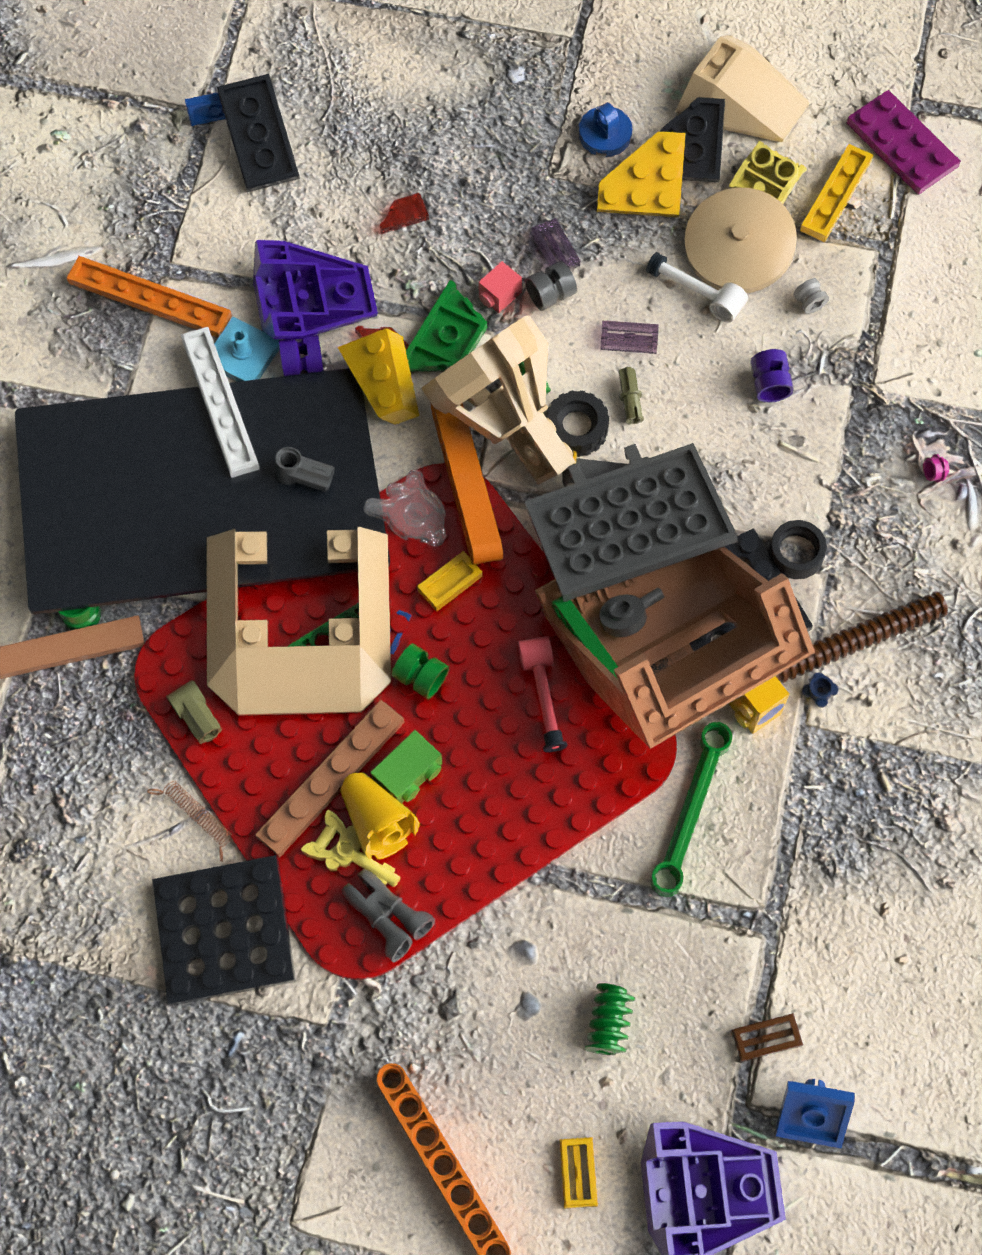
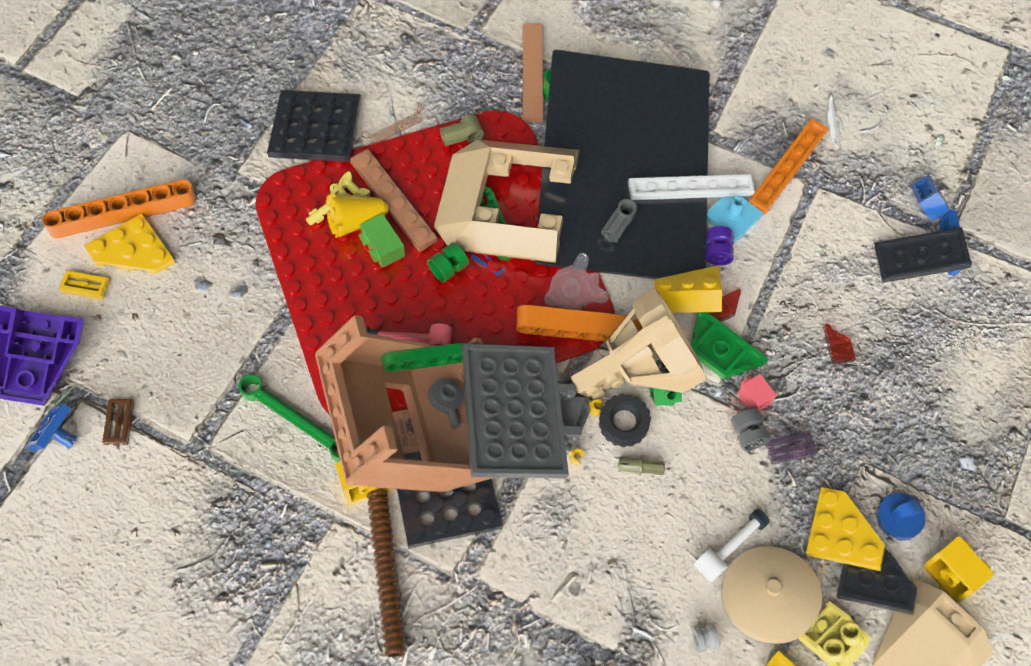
camera: 100 degrees right, 5 degrees down
(166, 132) = (930, 197): none -> arch
(308, 290) = (773, 262): dark purple wedge -> none
(381, 908) = (294, 205): dark grey piece -> none
(449, 581) = (511, 297): yellow tile -> none
(499, 1128) = (131, 248): none -> yellow plate
(609, 1020) = (167, 324): green piece -> none
(629, 341) = (690, 499): clear purple tile -> none
(659, 66) = (958, 570): none -> yellow brick
(771, 375) = (624, 578): dark purple wheel -> none
(805, 530) = (477, 535): black tyre -> none
(829, 688) = (355, 529): dark blue plate -> none

